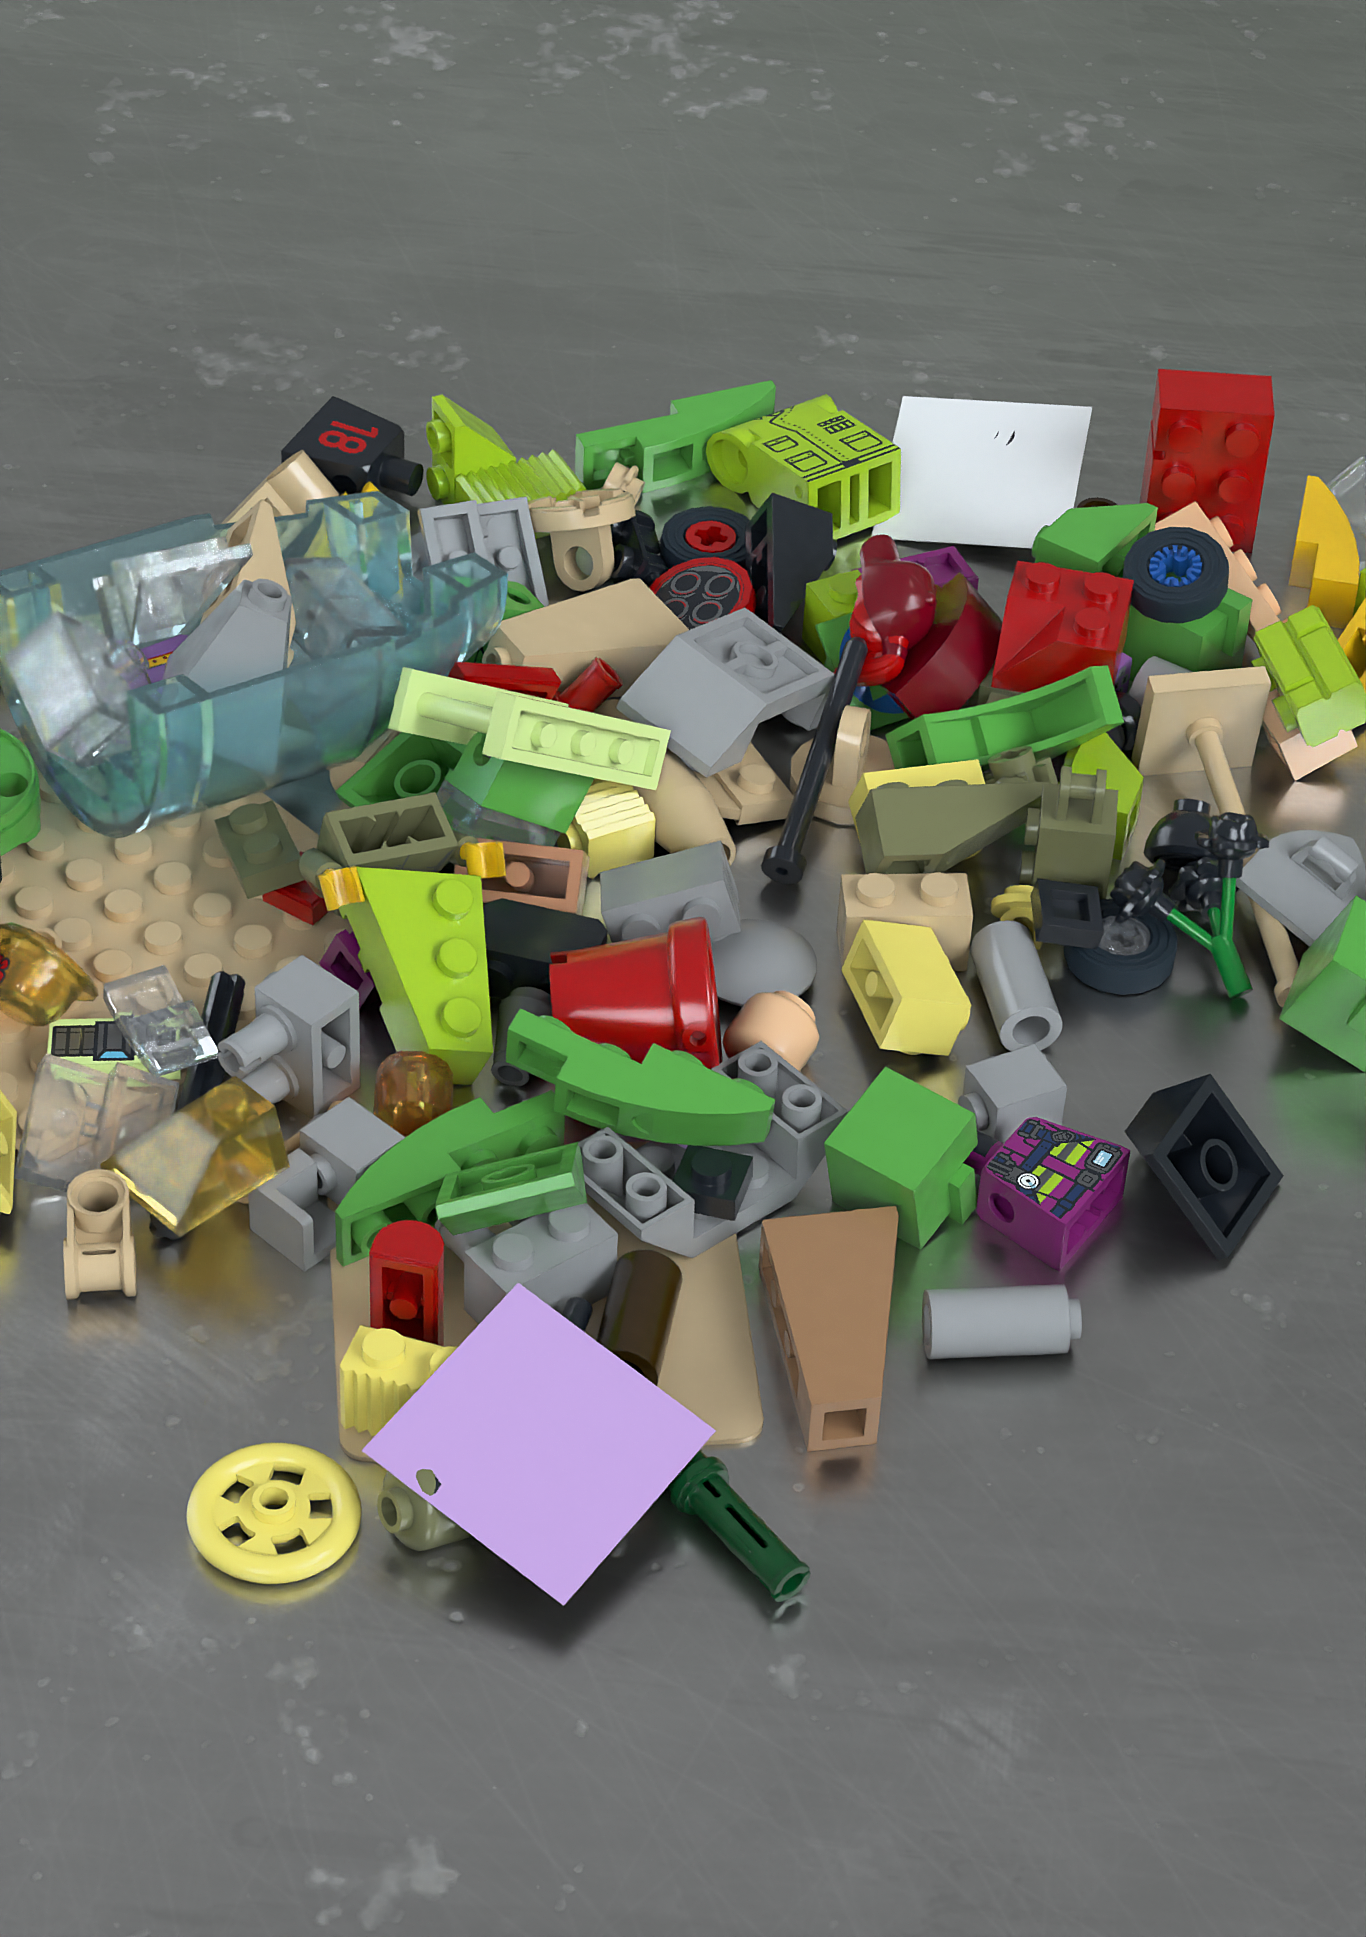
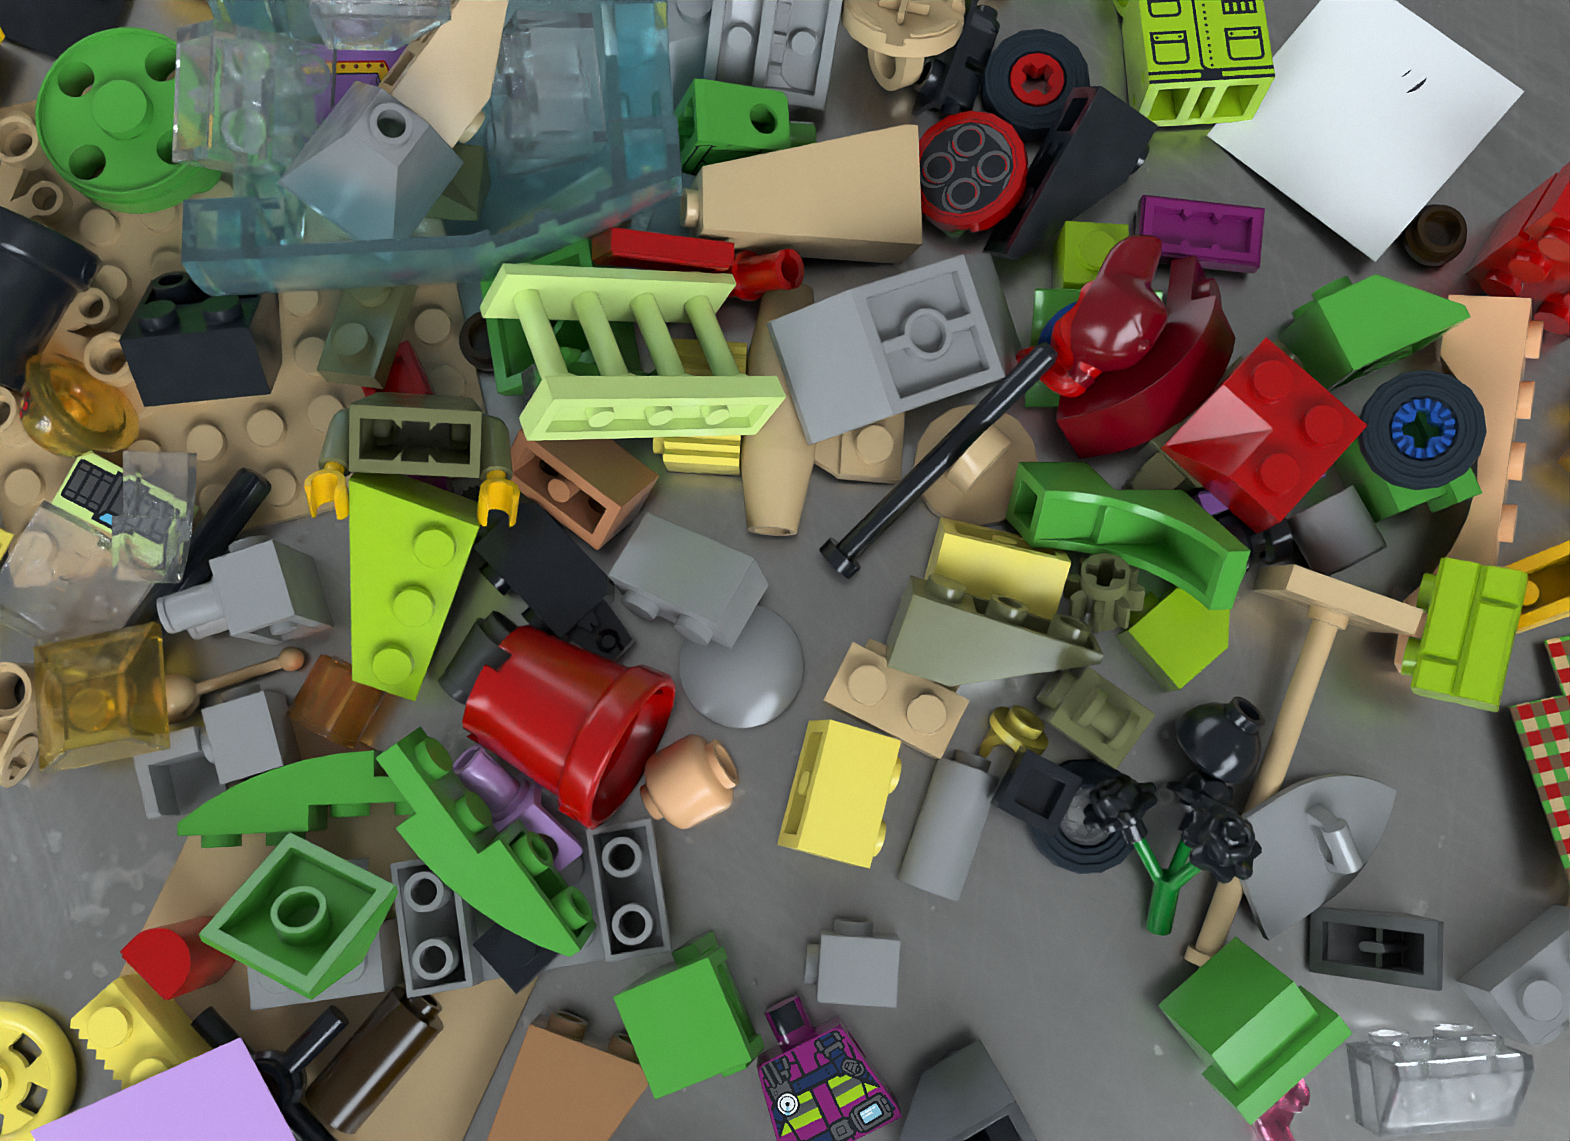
camera: 35 degrees right, 40 degrees up
(120, 899) = (201, 345): none -> black slope

